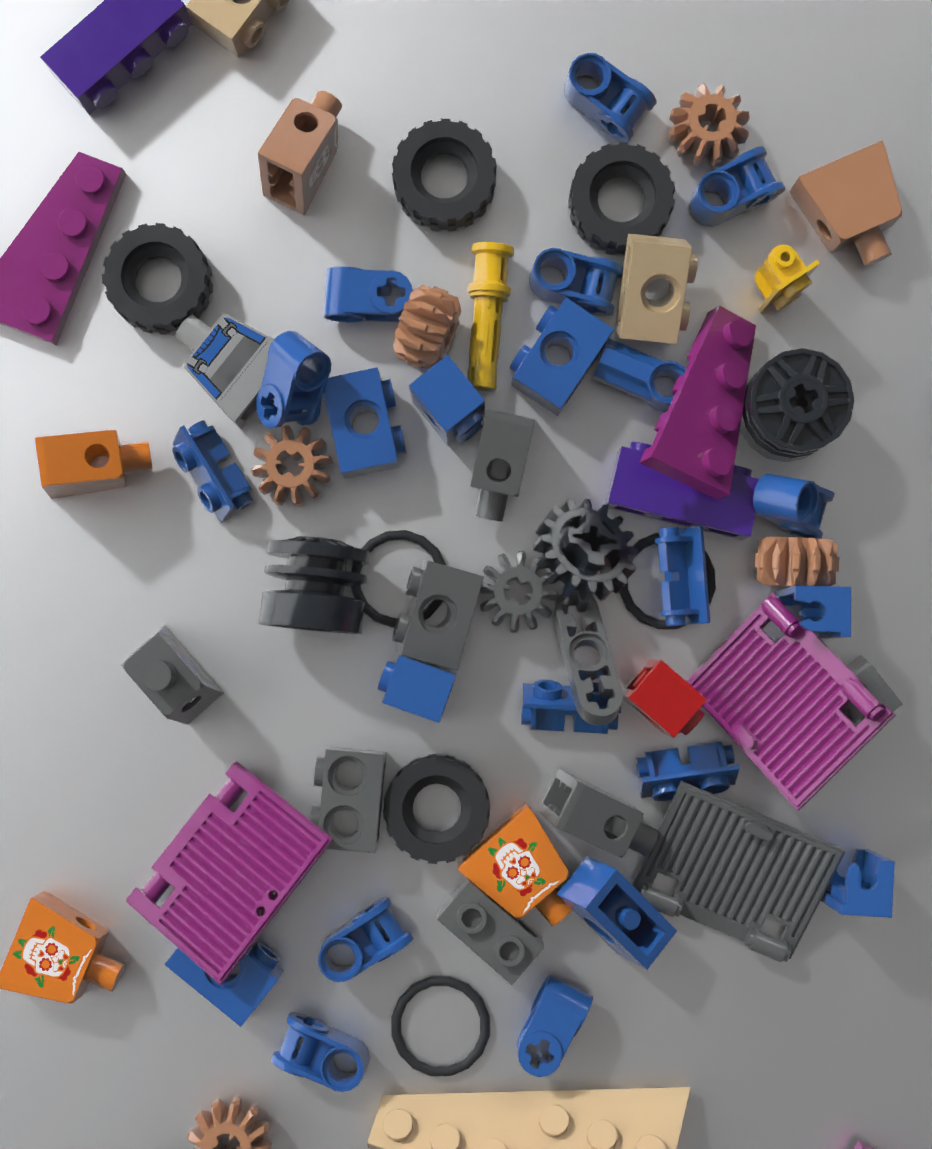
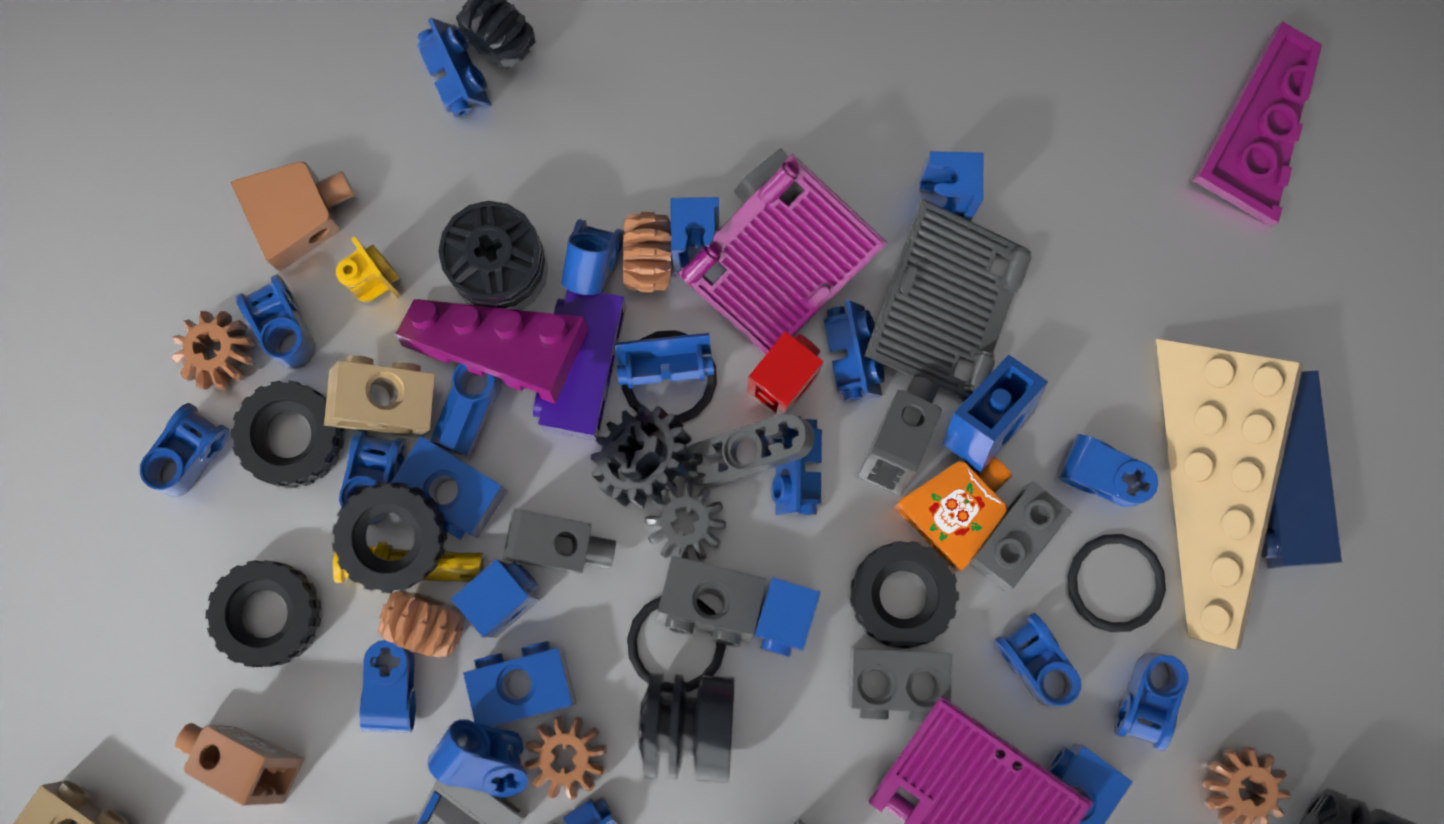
camera: 95 degrees left, 5 degrees down
(512, 259) = (353, 549): none -> black tyre

